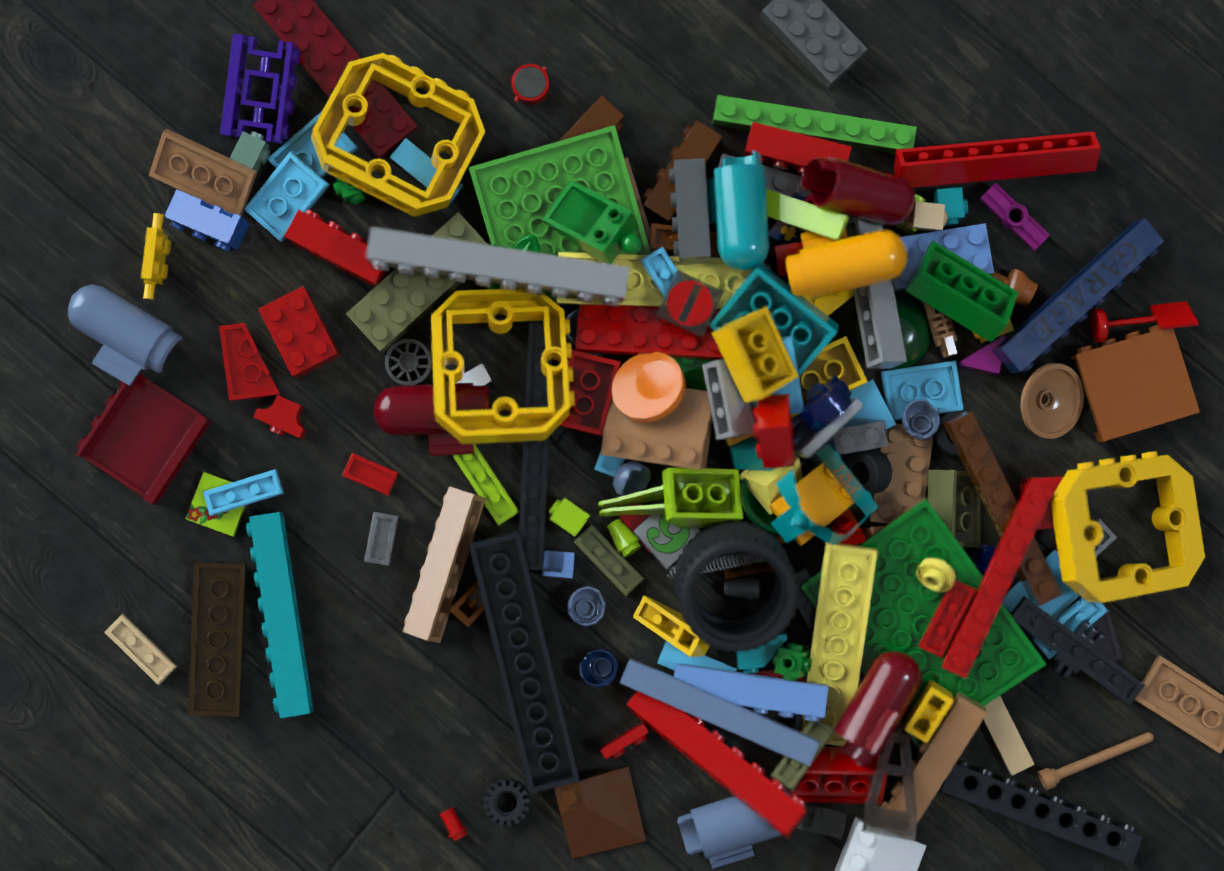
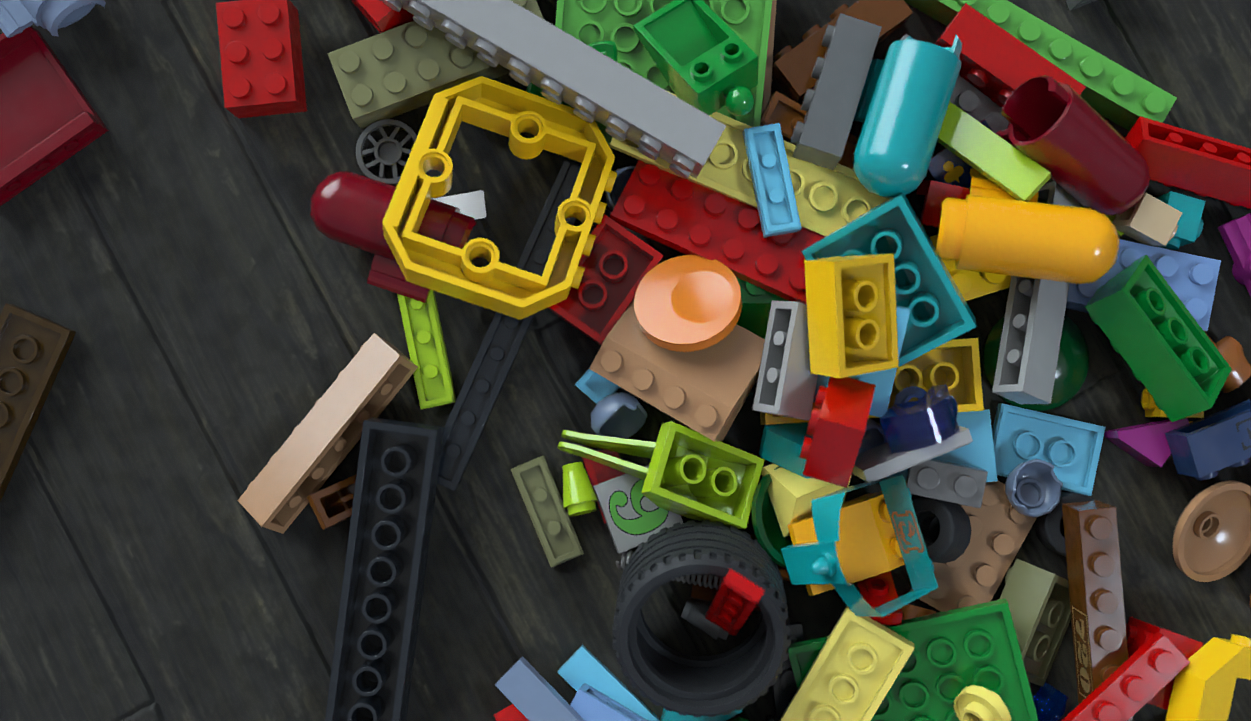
camera: 25 degrees right, 0 degrees up
(224, 522) = (71, 240): lime tile -> none
(243, 492) = (105, 236): medium azure tile -> none
(244, 367) = (174, 73): red wing -> none
(281, 615) = (90, 416): teal brick -> none
(283, 417) = (197, 159): red brick -> none
(370, 474) = (282, 277): red tile -> none
(381, 538) = (262, 367): flat silver plate -> none
(558, 564) = (479, 491): medium blue panel -> none
(568, 516) = (514, 434): lime brick -> none
(586, 606) = (492, 561): sand blue hair -> none
(599, 668) = (477, 650): dark blue hair -> none
(670, 626) = (591, 629): yellow slope -> none
(689, 303) = (787, 211): piece -> none
(751, 567) = (733, 602): none -> red tile
(942, 331) = (1103, 376): medium nougat hinge -> none

